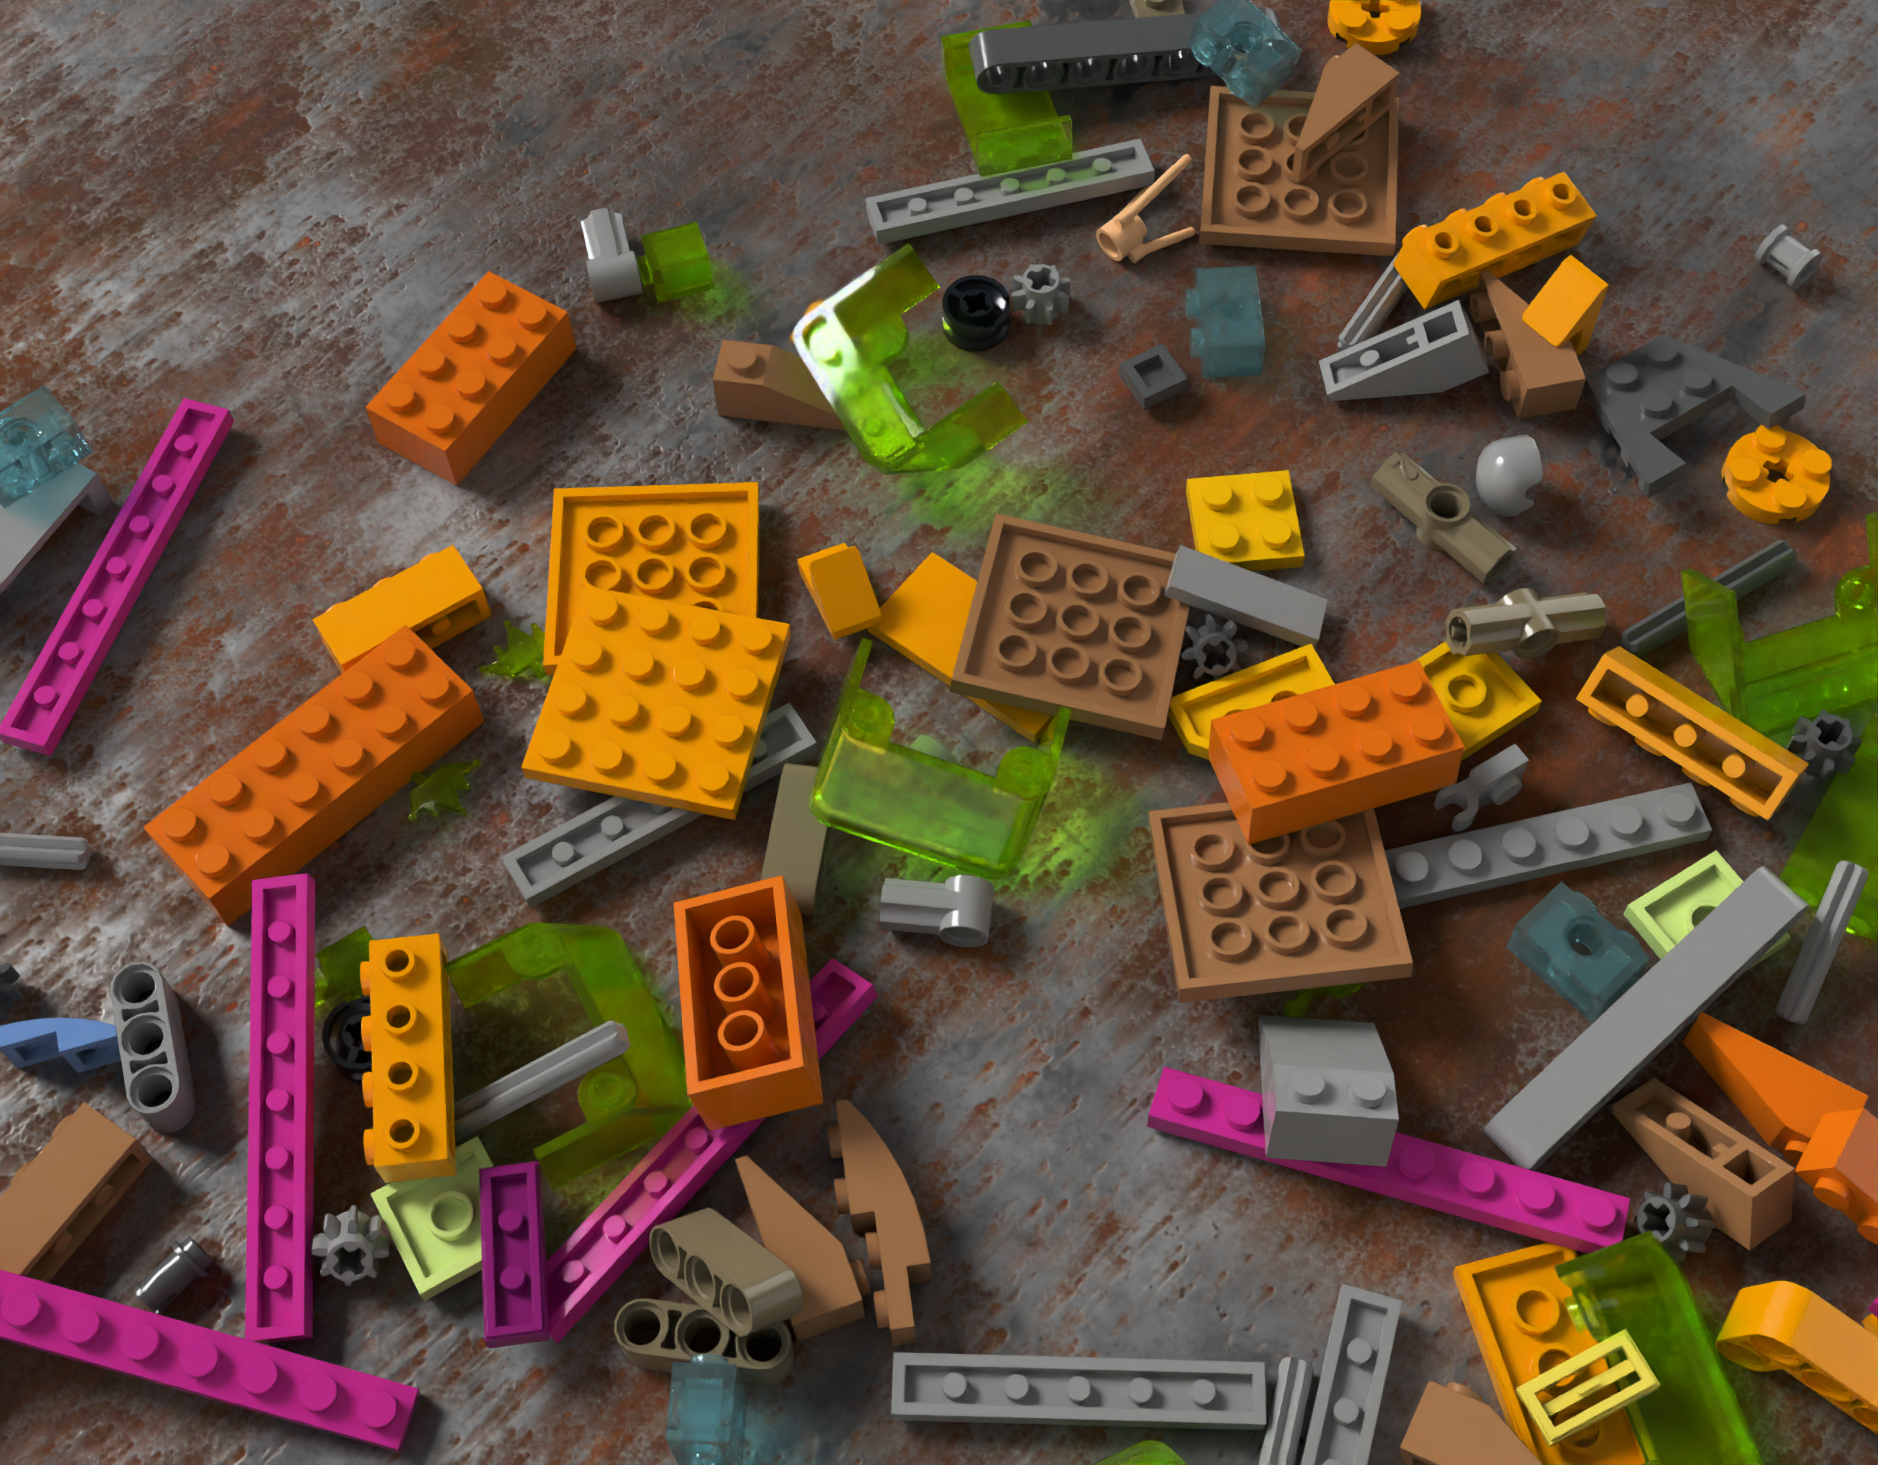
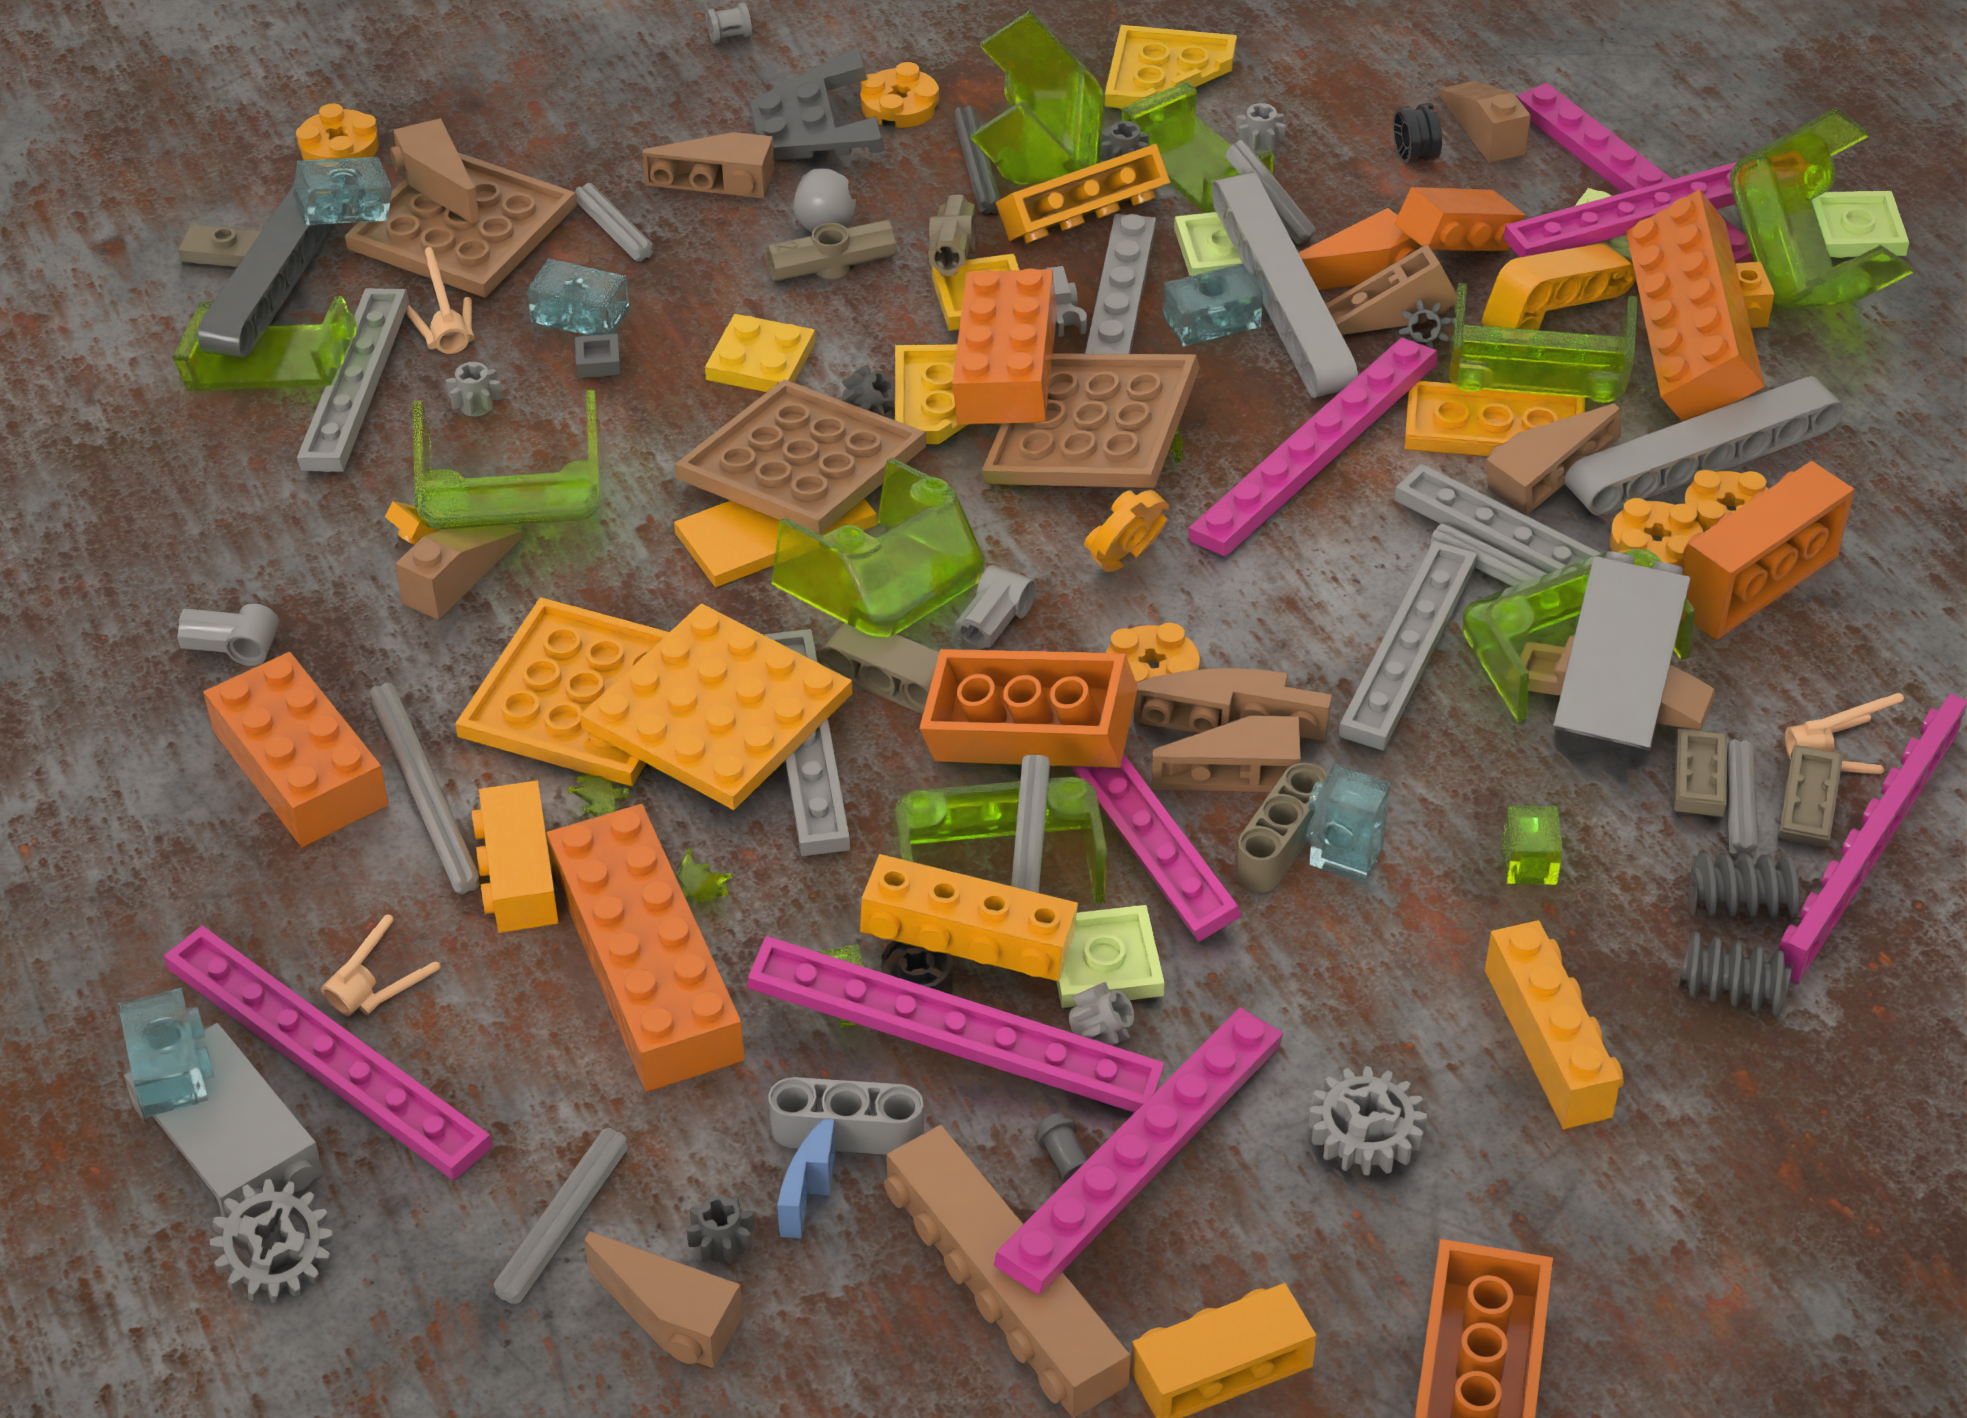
camera: 70 degrees left, 15 degrees down
(203, 557) = (353, 983): none -> light nougat plant
(485, 494) = (425, 789): none -> light grey axle
(513, 1255) = (1163, 907): magenta tile -> none
(675, 262) = (271, 582): clear neon green brick -> none
(726, 1271) = (1266, 781): dark tan beam -> none
(841, 589) = (679, 578): light orange slope -> none
(932, 1075) = (1158, 644): none -> light orange plate
(991, 314) = (461, 433): black wheel -> none
(1092, 995) = (1129, 529): none -> light orange plate
(1246, 597) = (833, 364): light grey tile -> none
(1326, 1091) = (1259, 438): light grey slope -> none
(1409, 359) = (684, 218): light grey slope -> none
(1494, 237) = (612, 141): light orange brick -> none
(1541, 1413) = (1523, 422): light yellow tile -> none
(1567, 305) = (708, 114): light orange slope -> none

